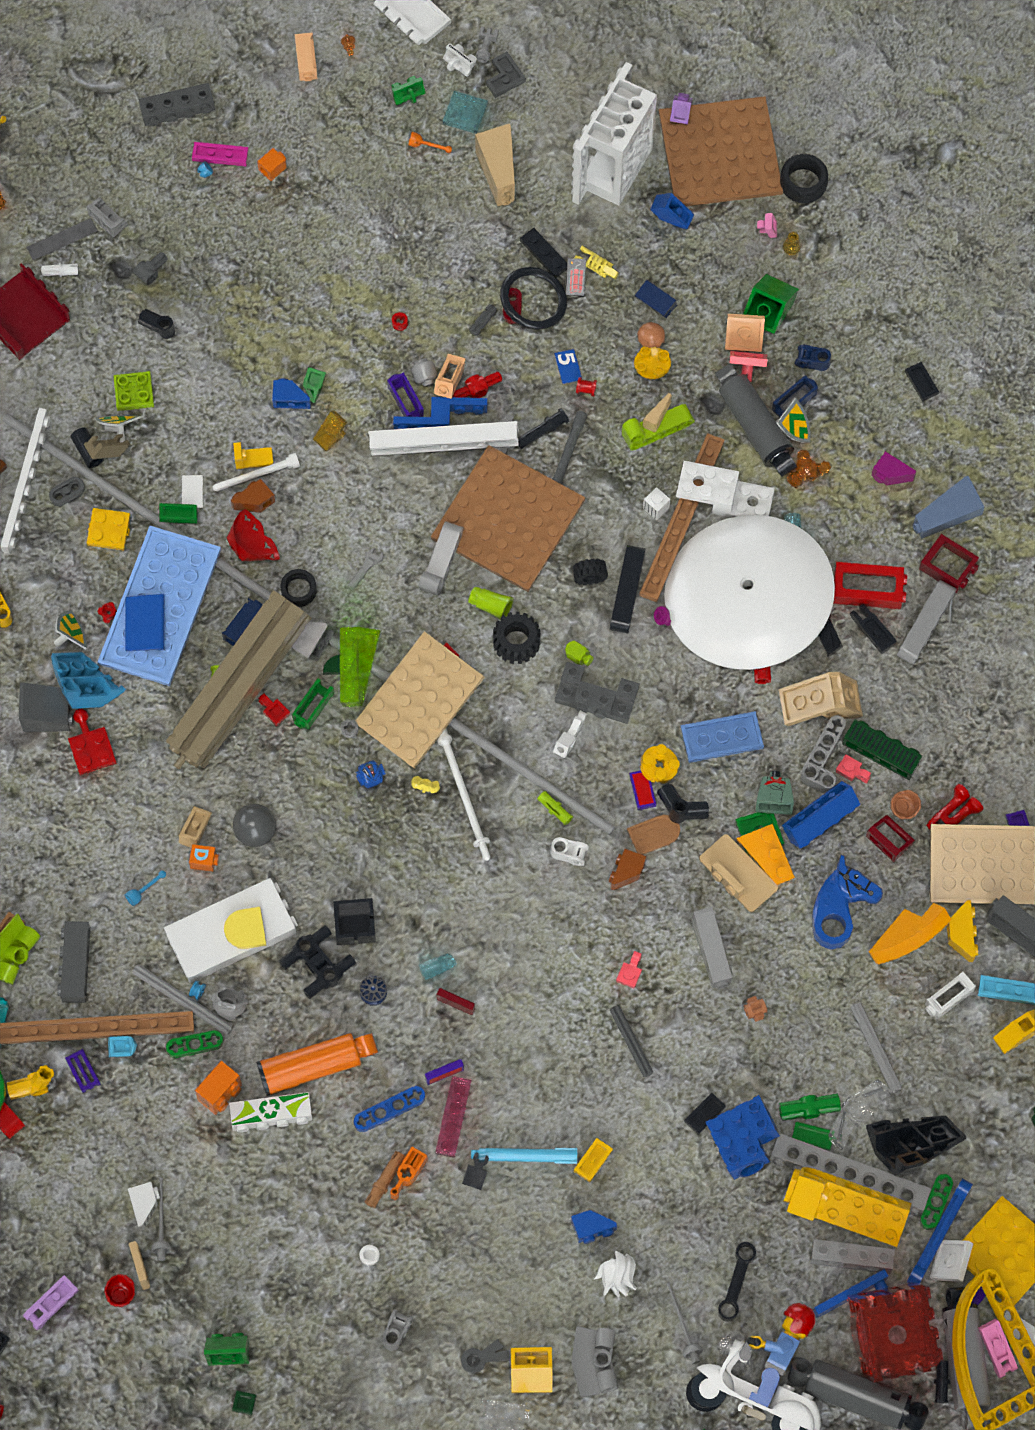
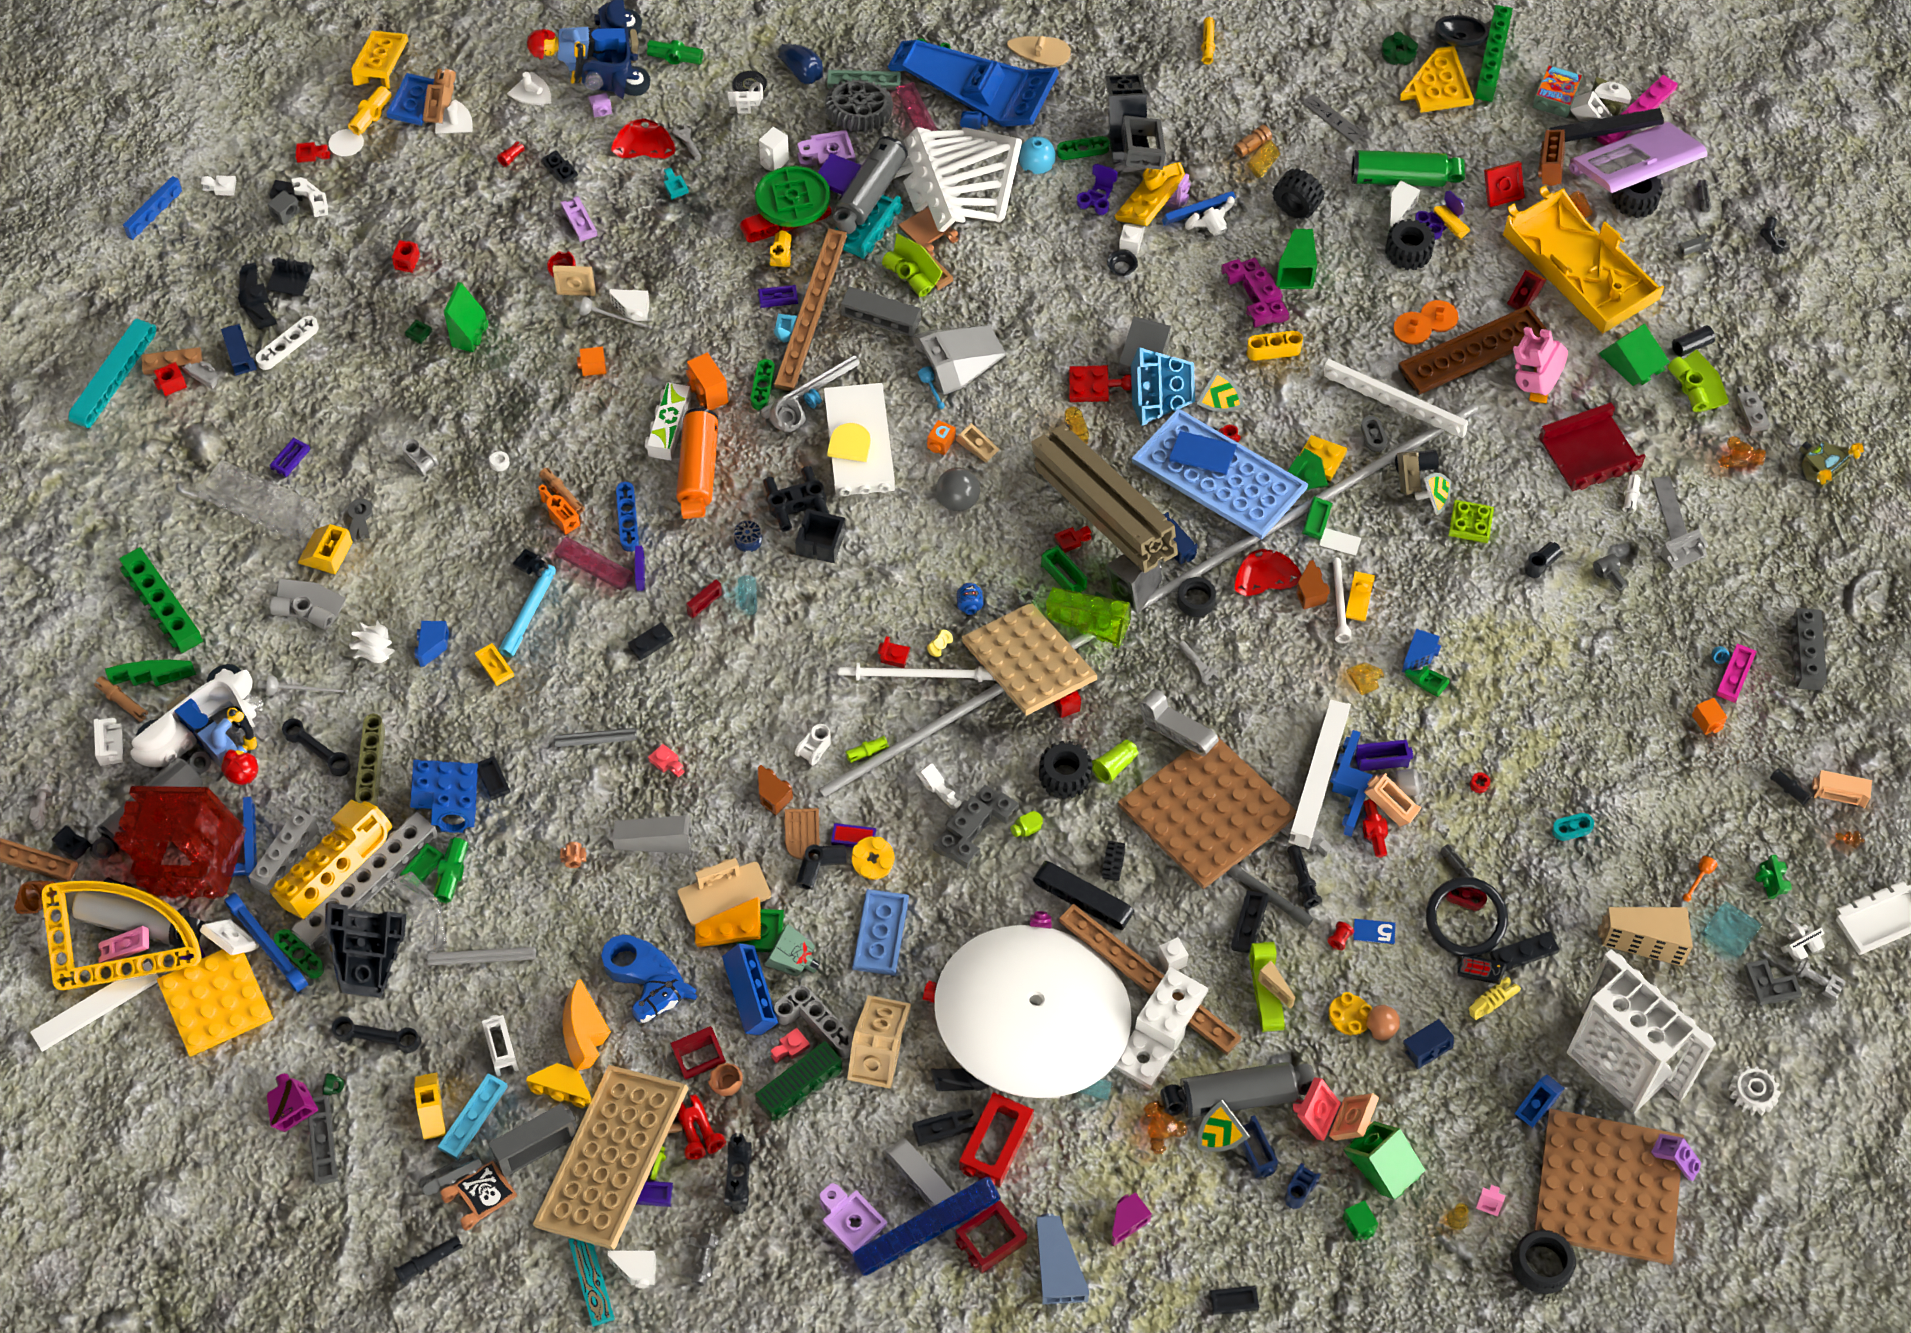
camera: 110 degrees right, 10 degrees down
(97, 876) = (959, 354): none -> light grey wedge
(131, 531) = (1310, 469): none -> green plate
(147, 744) = (1075, 421): none -> clear yellow leg
(225, 1213) = (592, 361): none -> orange brick
(317, 94) = (1790, 786): none -> black pin
(418, 243) = (1571, 826): none -> teal plate
(449, 820) = (893, 653): none -> red bracket
(514, 1034) = (650, 641): none -> black plate
(595, 63) = (1763, 1083): none -> white gear
(601, 456) = (1249, 921): none -> black plate
(743, 1216) = (367, 755): none -> olive beam
(824, 309) = (1360, 1221): none -> green brick
(966, 606) = (926, 1226): none -> clear blue beam
(974, 678) = (844, 1208): none -> lavender plate
(981, 1103) = (375, 1034): none -> black piece
(1000, 751) = (739, 1159): none -> black piece

